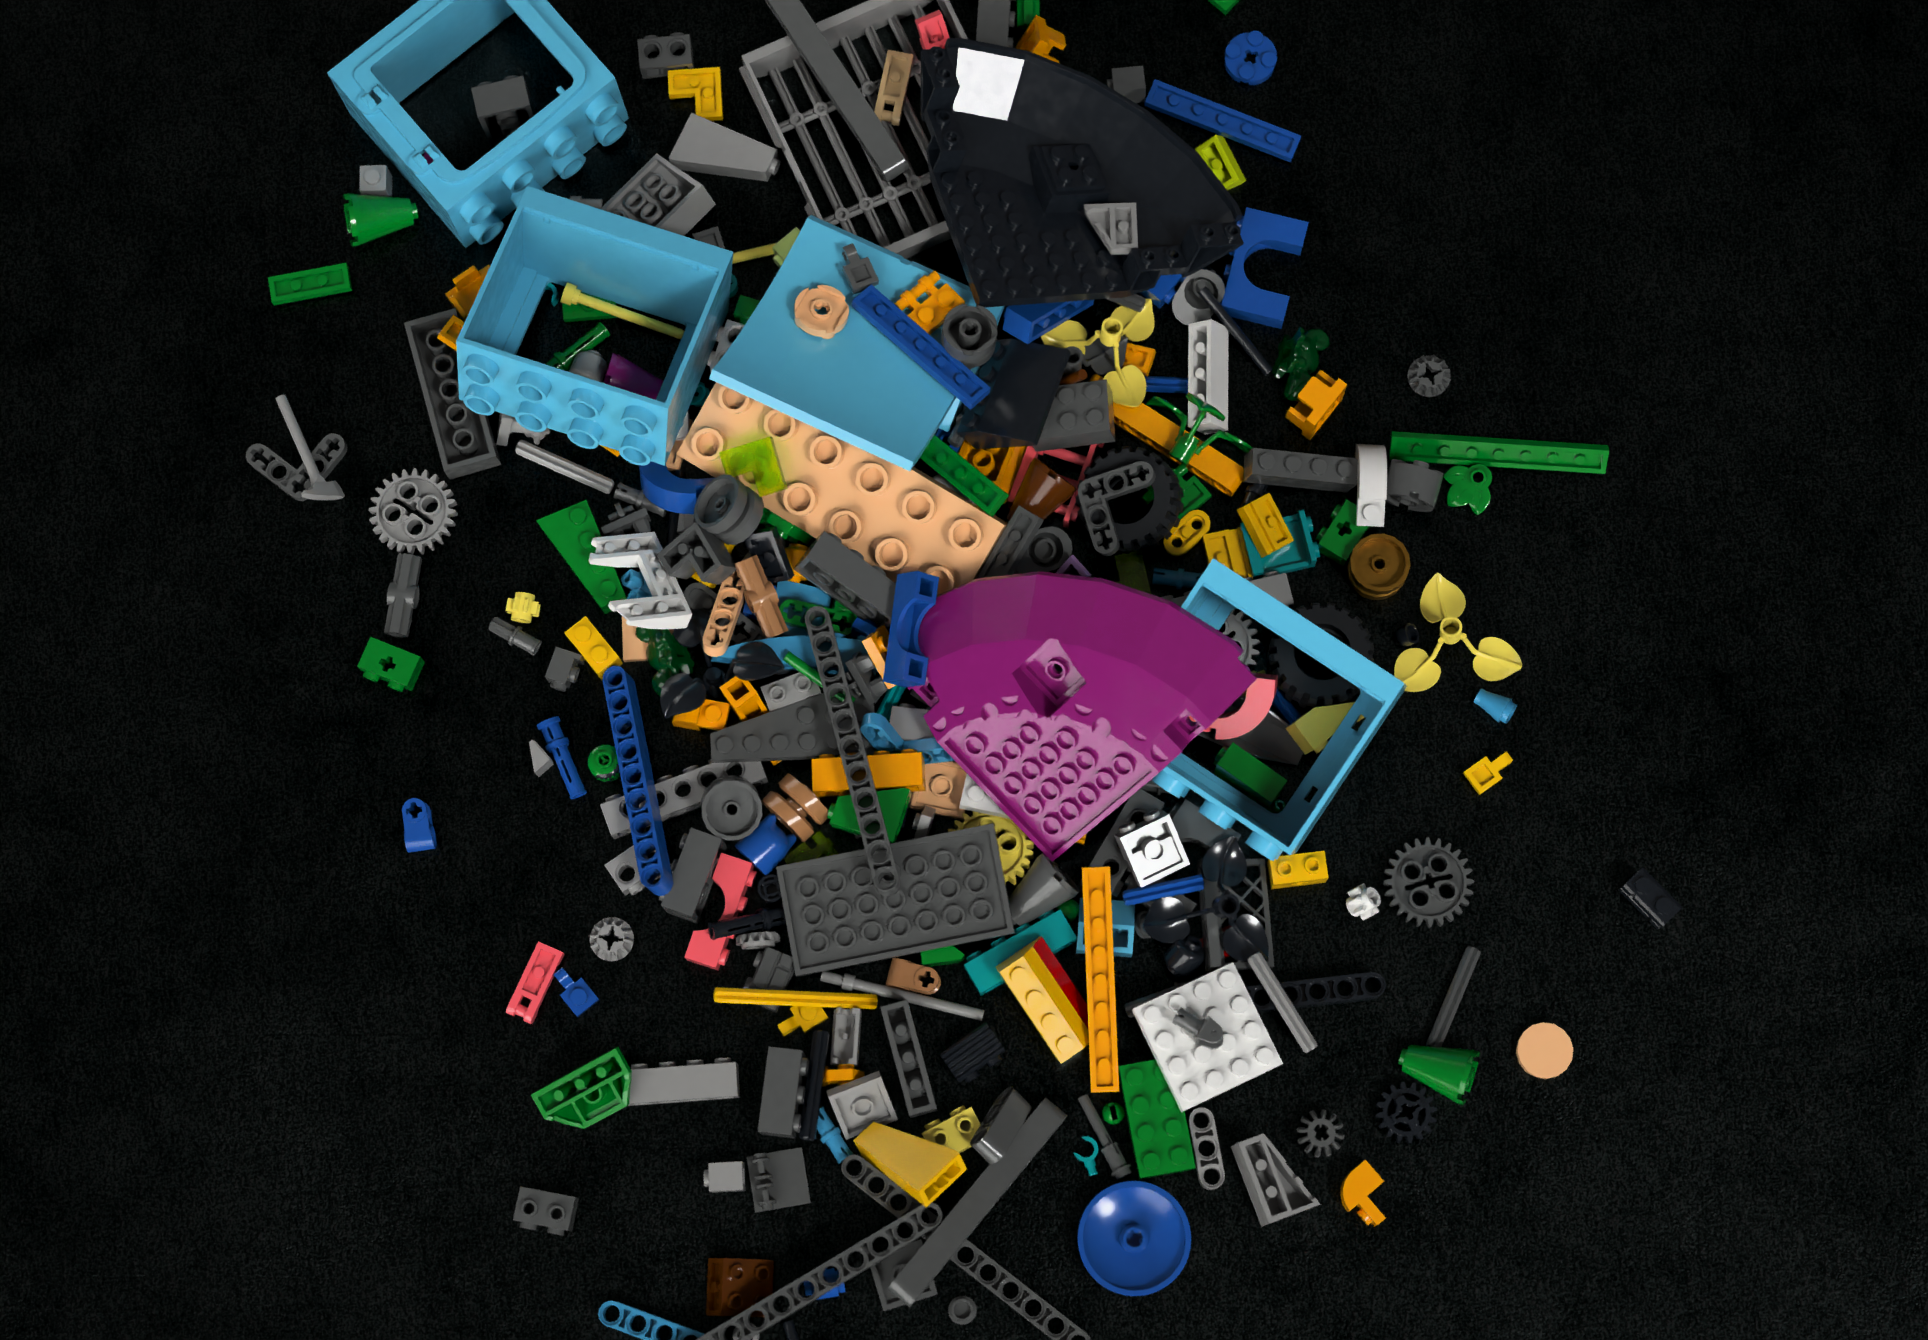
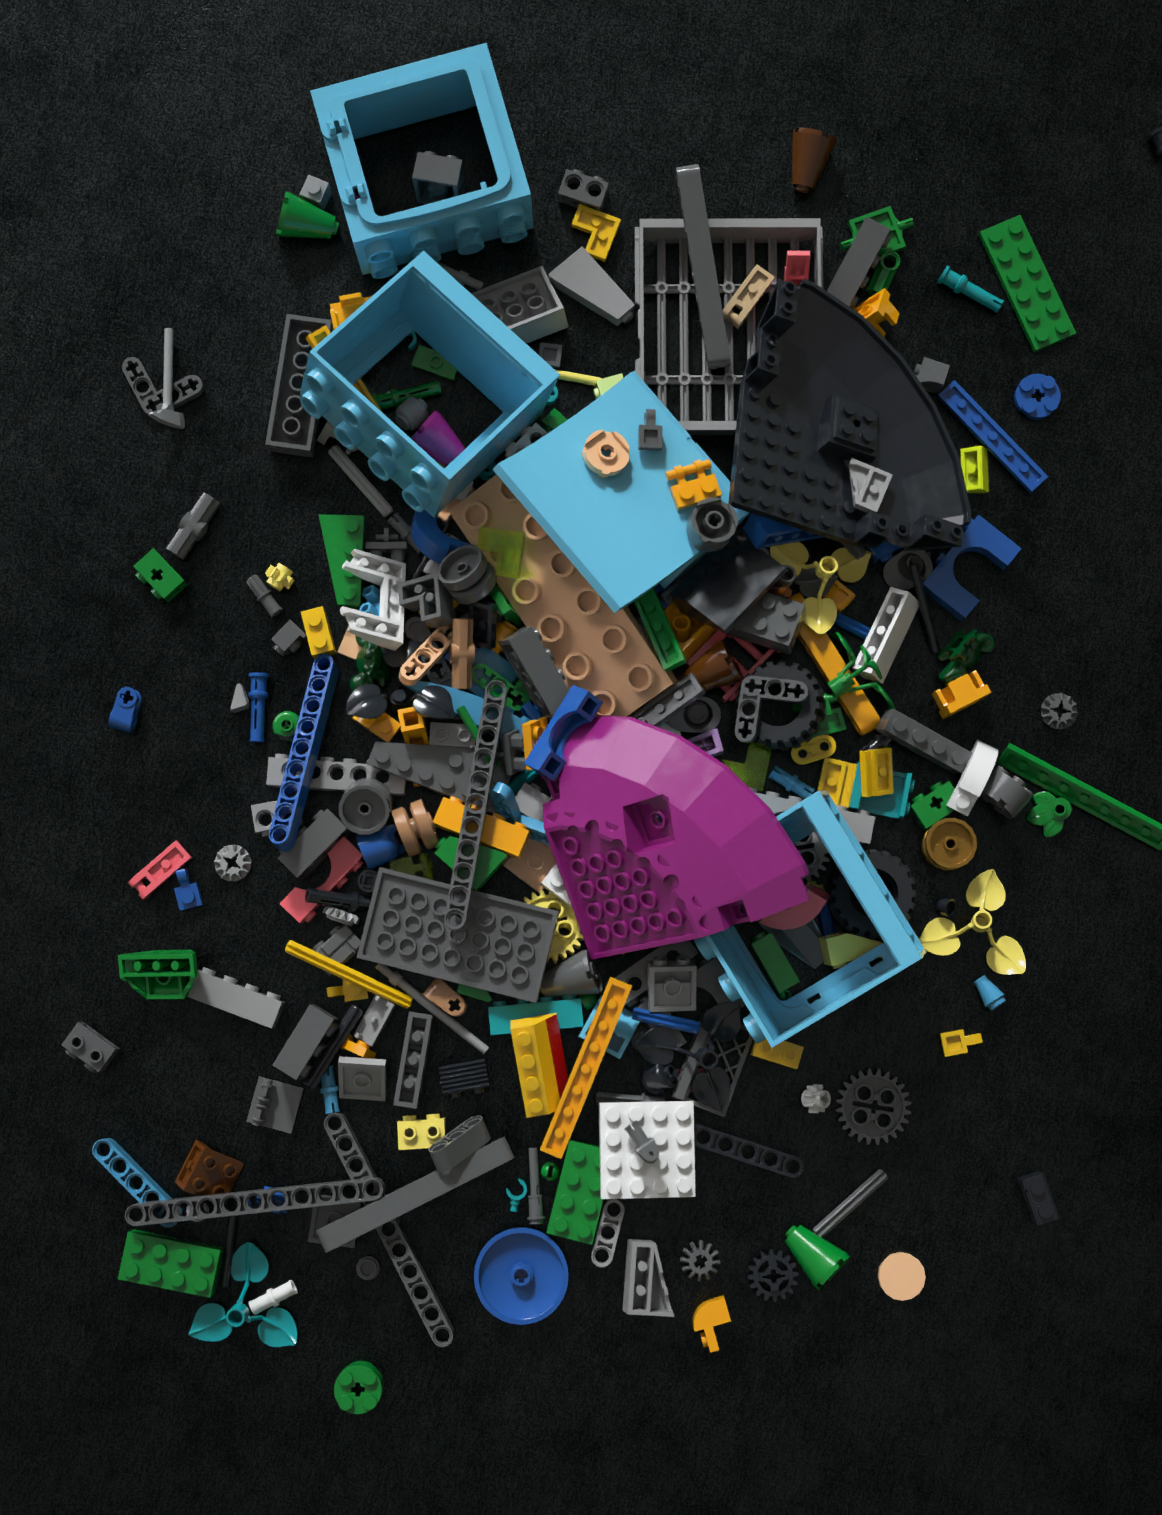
camera: 20 degrees right, 5 degrees up
(310, 284) = (230, 250): green plate -> none
(426, 492) = (212, 475): light grey gear -> none
(572, 295) = (427, 351): light yellow piece -> none
(725, 1177) = (235, 1084): light grey brick -> none
(910, 1161) = (378, 1141): yellow slope -> none
(920, 346) = (670, 516): blue plate -> none
(923, 822) = (507, 883): light grey plate -> none
(1282, 1002) = (716, 1149): light grey axle -> none

